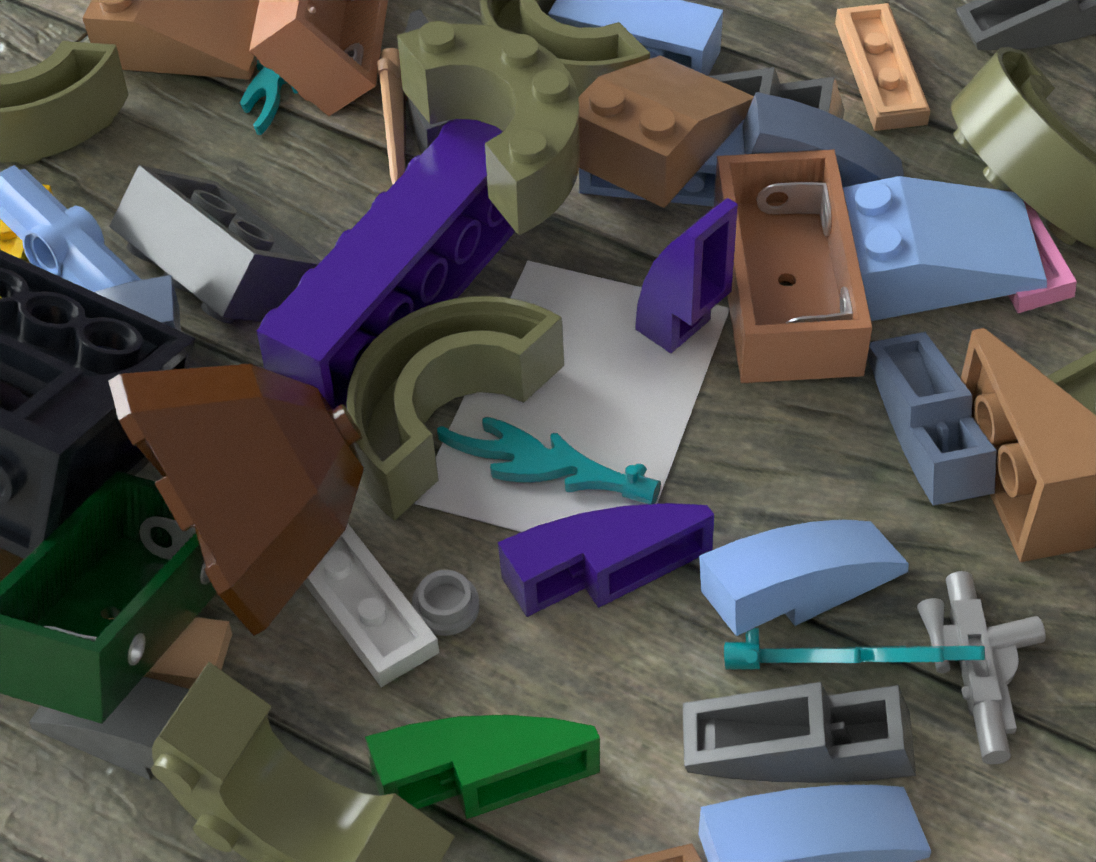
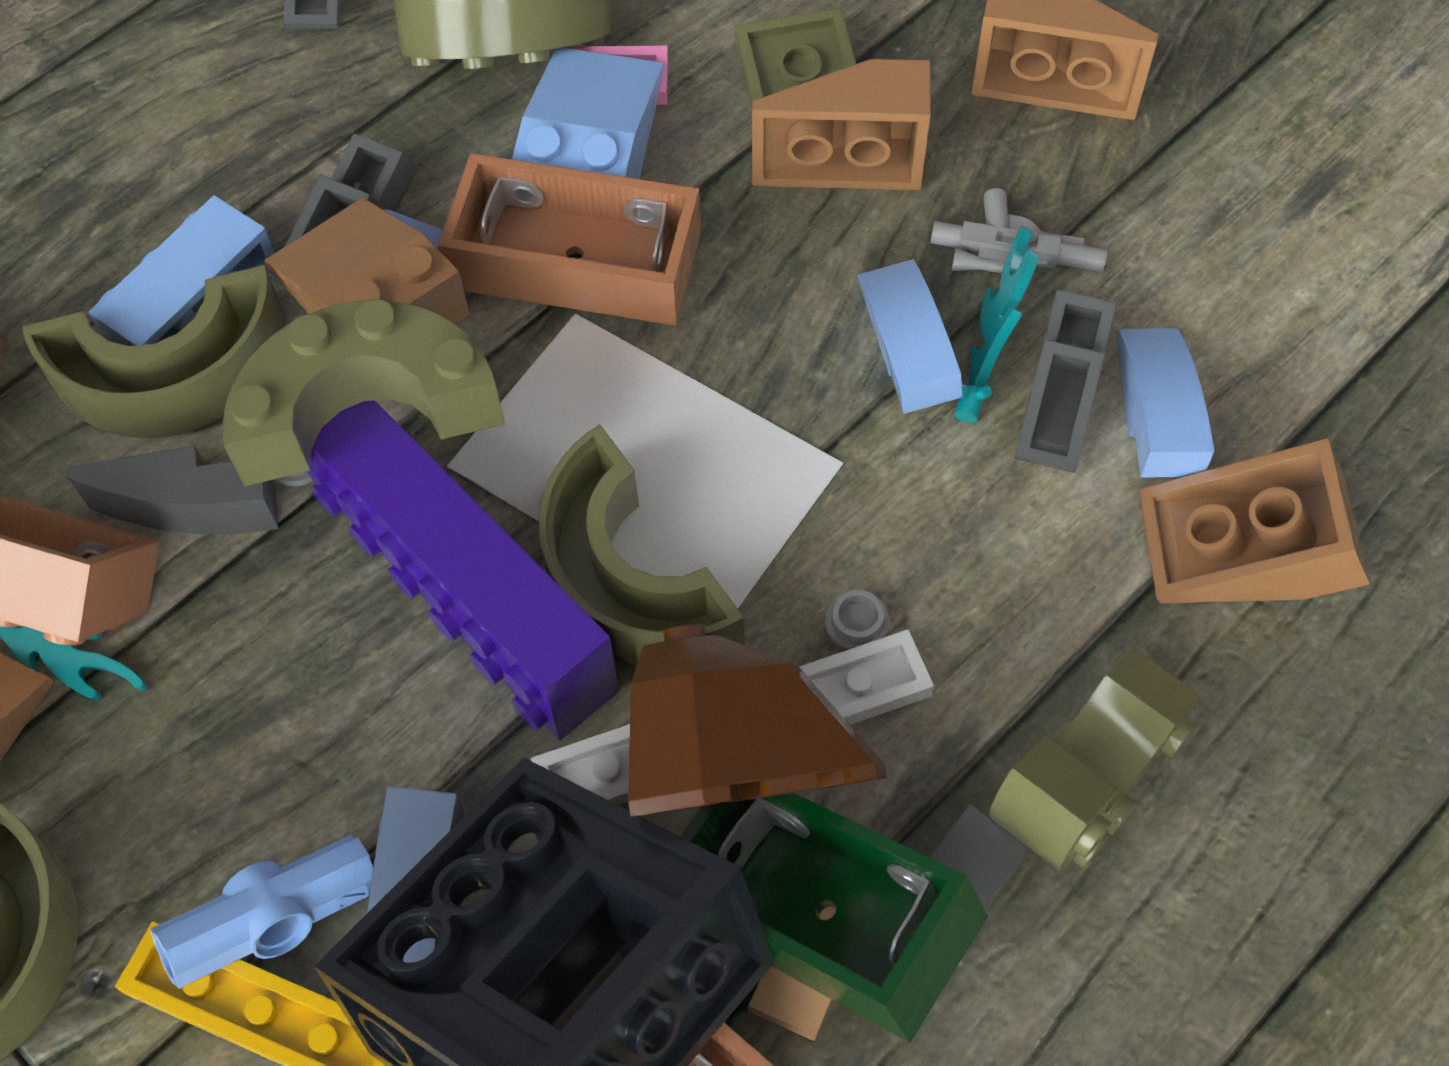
camera: 75 degrees left, 10 degrees up
(210, 244) = (322, 754): dark grey slope -> none
(394, 110) = (197, 538): light nougat bar -> none
(482, 759) = (1043, 631): green slope -> none
(536, 463) = (716, 510): teal piece -> none
(603, 552) = (851, 481): dark purple slope -> none
(689, 279) = (585, 307): dark purple slope -> none
(790, 126) = (430, 174): sand blue slope -> none
(882, 67) = (321, 106): light nougat tile -> none
(933, 419) = (773, 195): sand blue slope -> none

